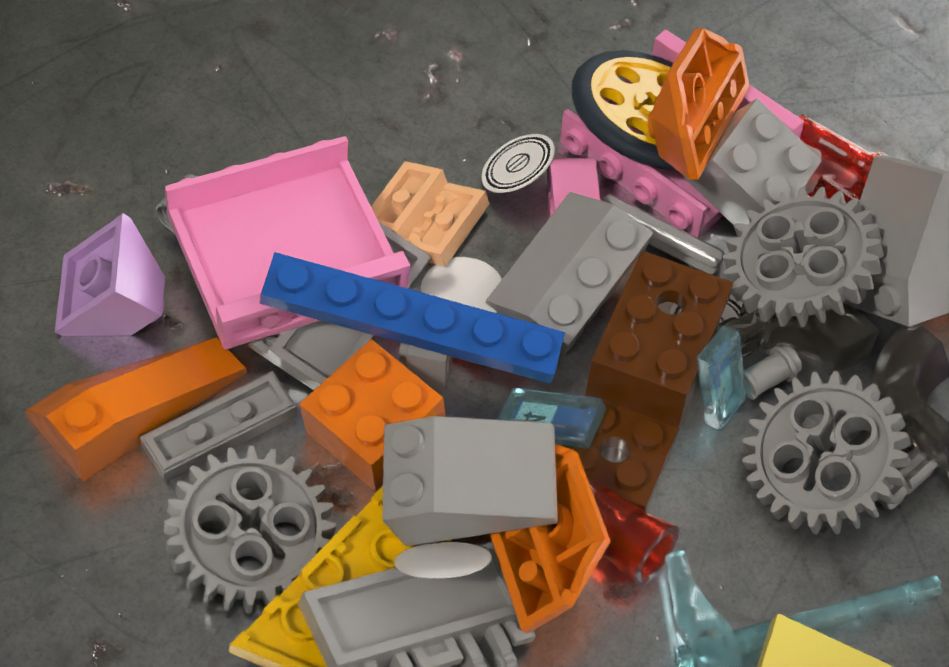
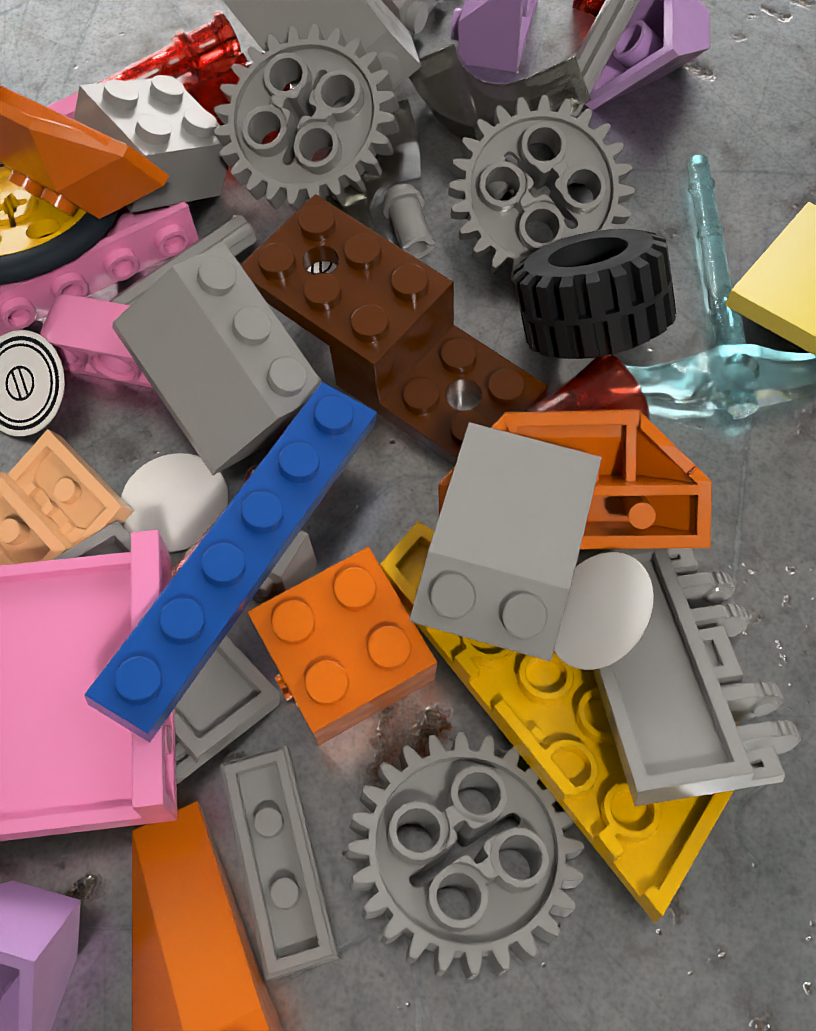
camera: 65 degrees left, 10 degrees up
(572, 416) = (404, 447): clear light blue tile -> none
(721, 377) = (416, 238): clear light blue tile -> none
(727, 505) = (596, 293): none -> black tyre

